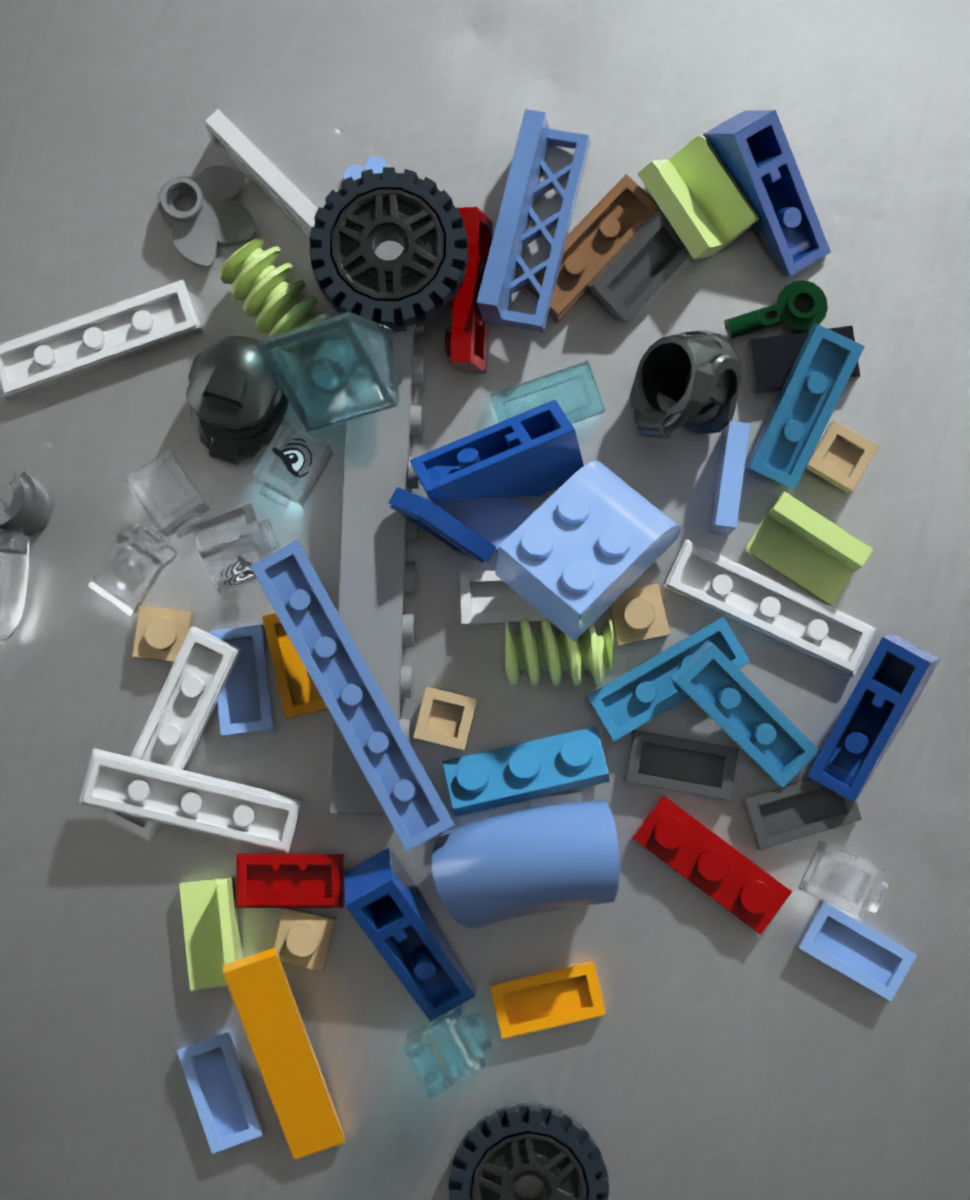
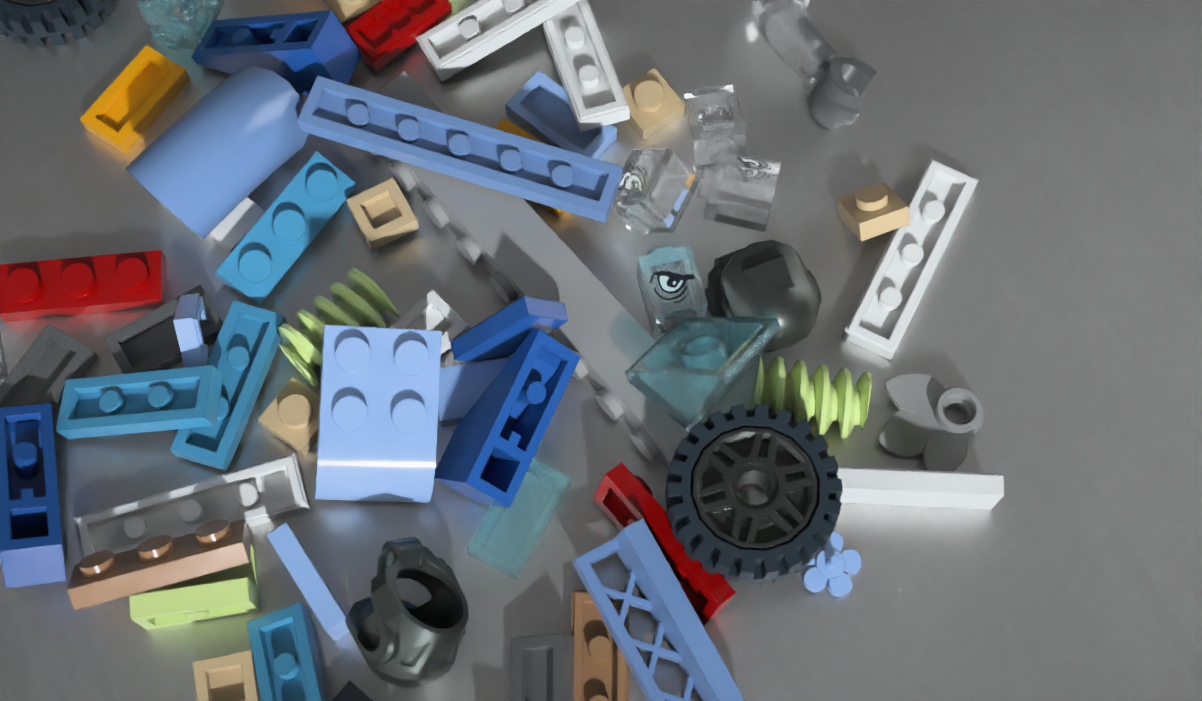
camera: 140 degrees right, 15 degrees down
(89, 392) = (873, 211): none -> tan plate
(663, 740) = (188, 330): none -> light blue tile
(822, 577) = (159, 563): none -> medium nougat plate

